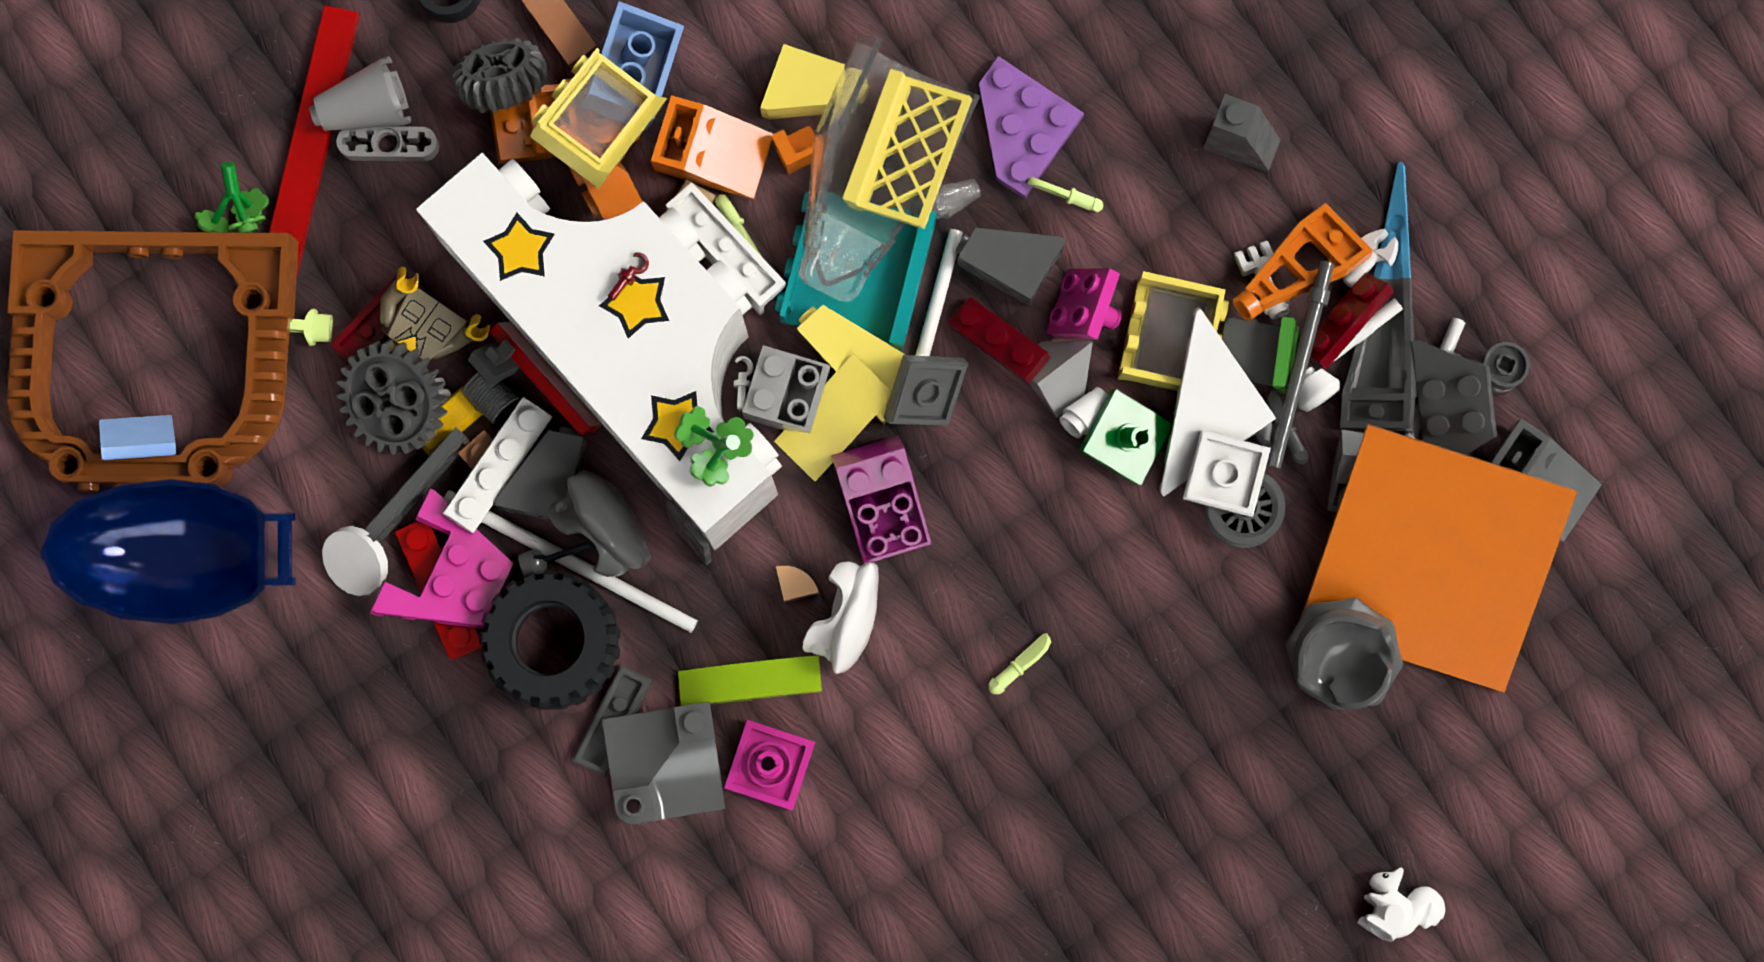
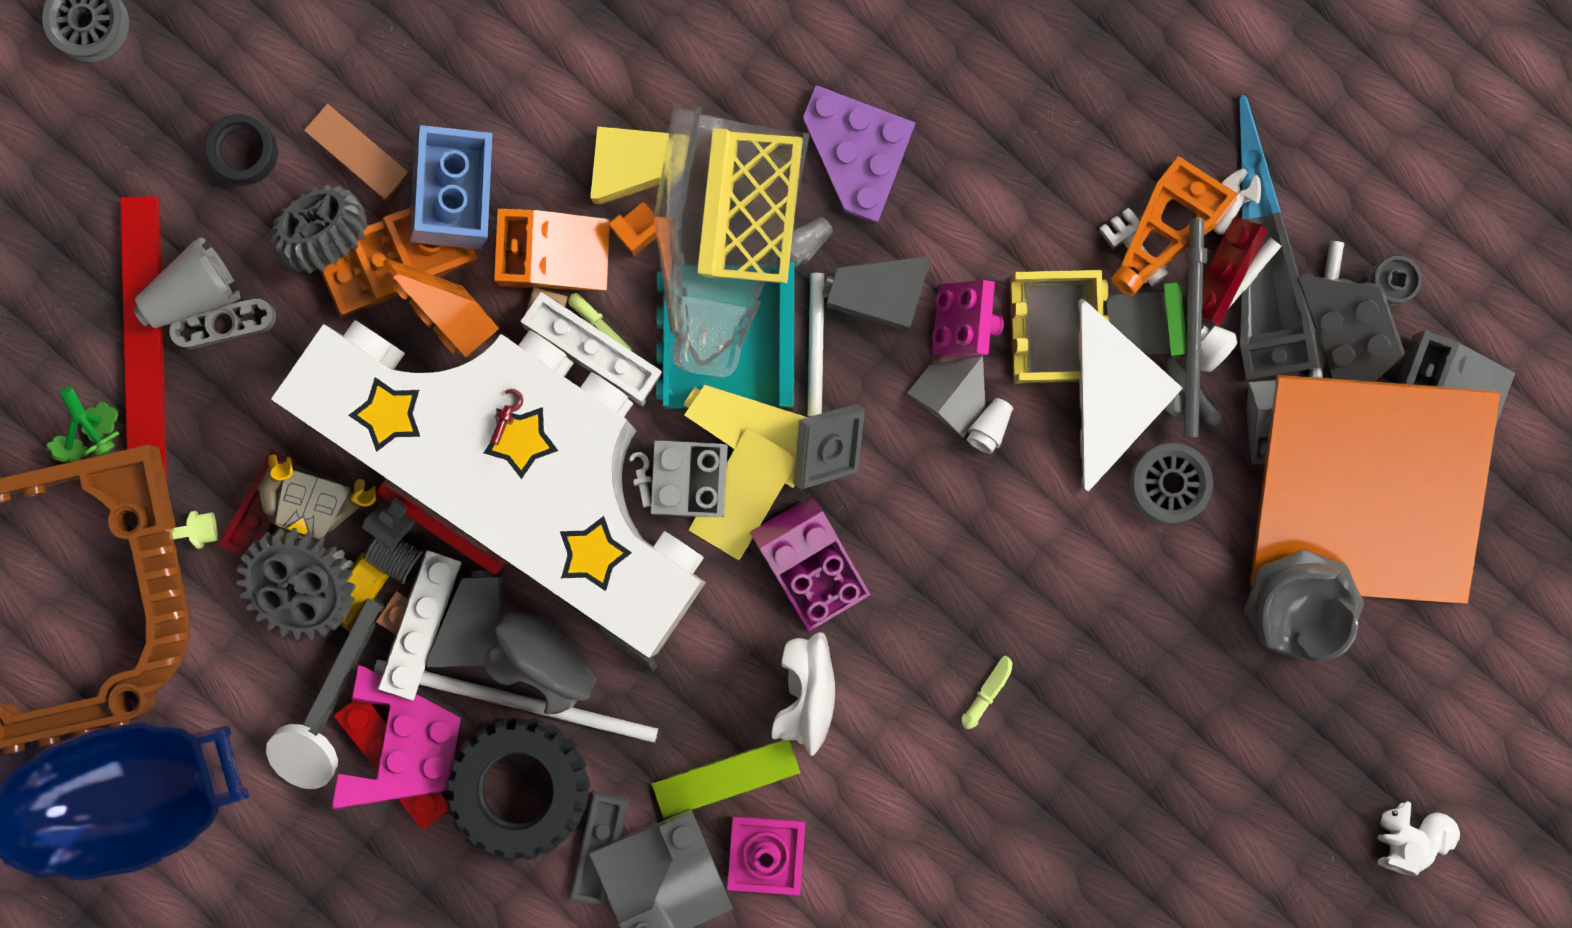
camera: 20 degrees left, 5 degrees up
(137, 437) = (49, 688): light blue tile -> none
(537, 562) = (482, 713): hinge -> none
(595, 117) = (428, 255): window -> none
(731, 440) = (652, 561): bright green plant -> none
(795, 583) = (745, 667): light nougat tile -> none
(999, 340) = (888, 375): dark red plate -> none
(1071, 196) = (924, 210): yellowish green piece -> none
(1125, 437) = (1037, 442): tile -> none
(1226, 473) = (1147, 456): white tile -> none
(1243, 134) = (1080, 107): dark grey slope -> none

